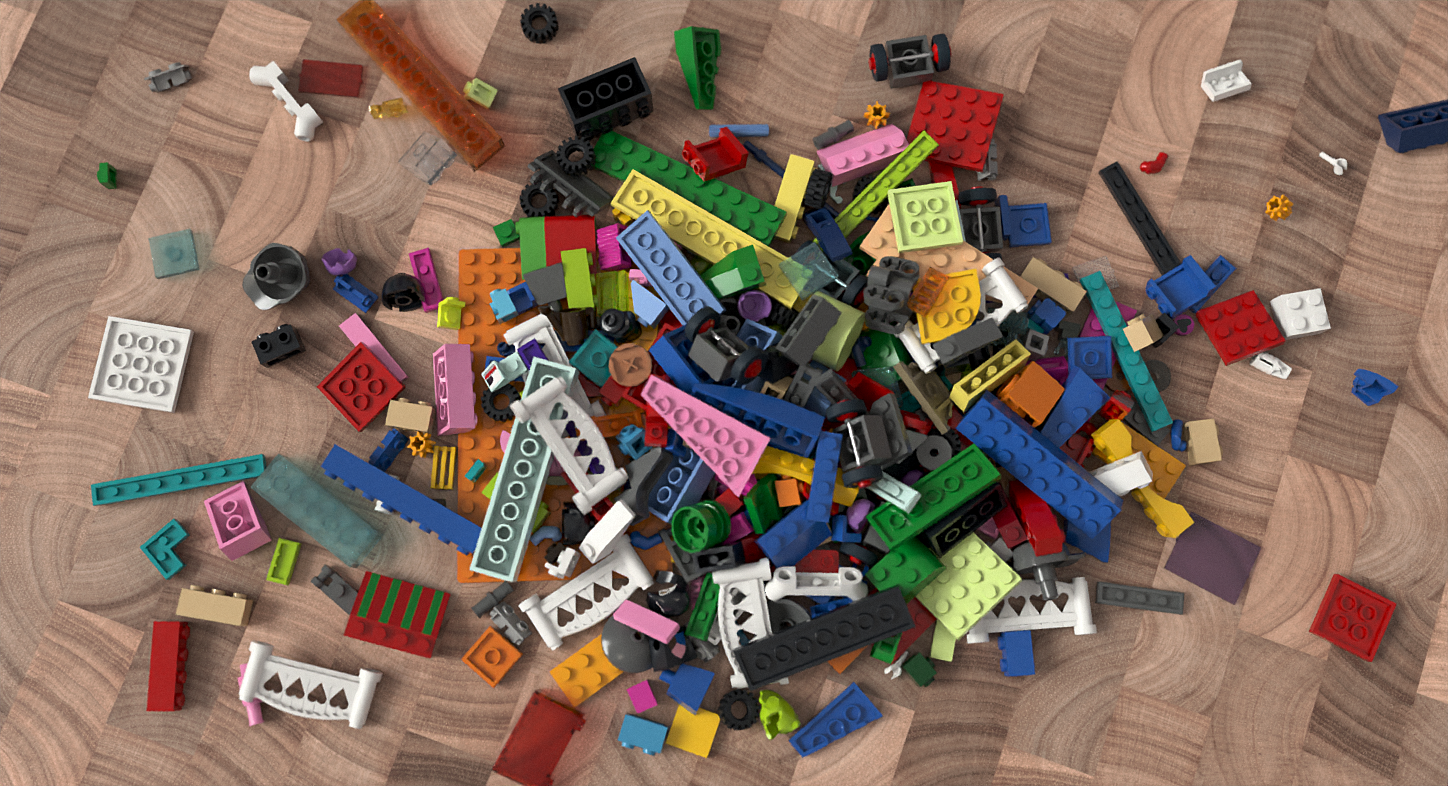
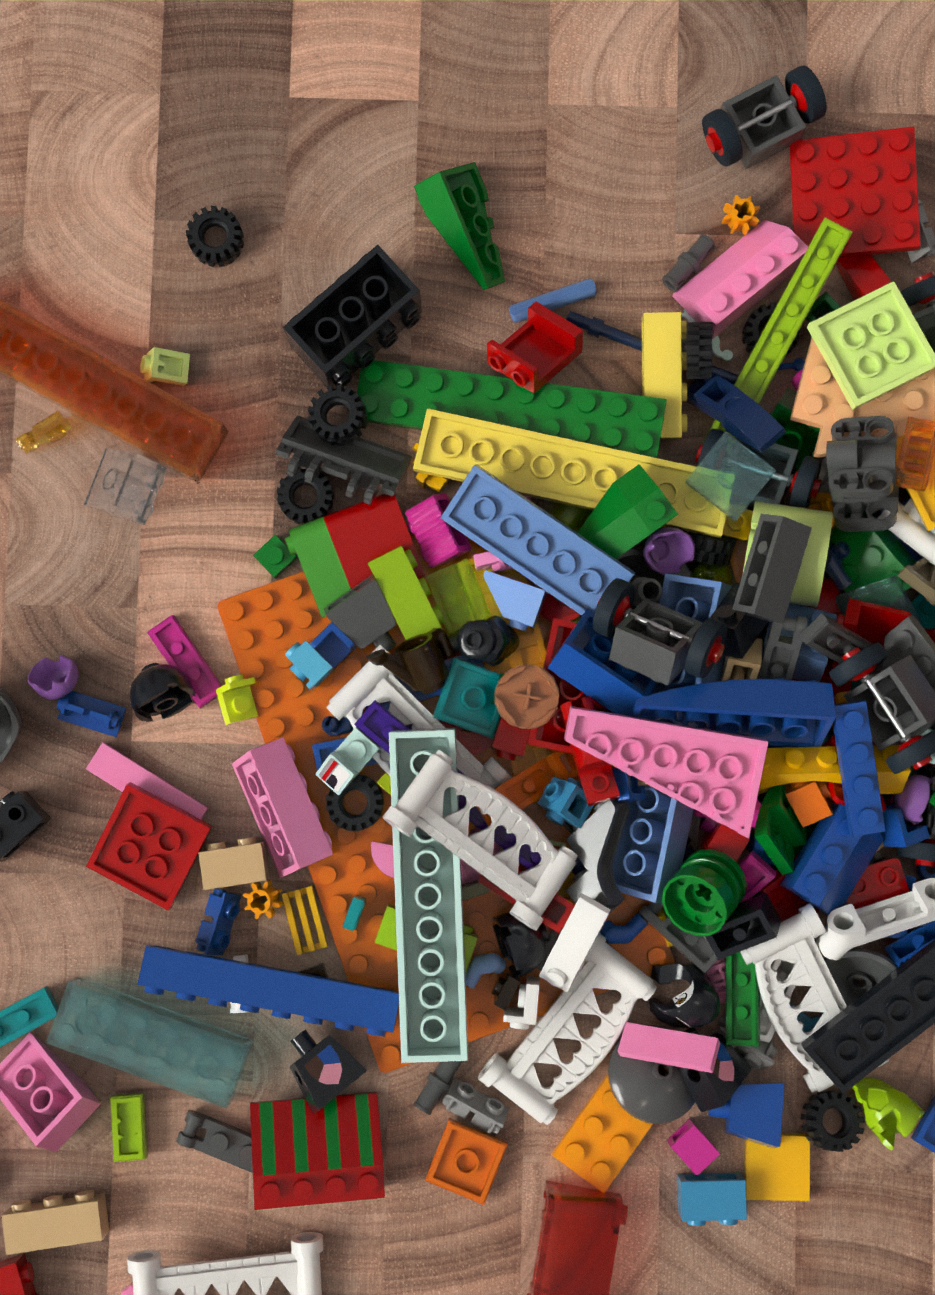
camera: 15 degrees left, 5 degrees up
(421, 564) = (323, 1069): none -> black torso

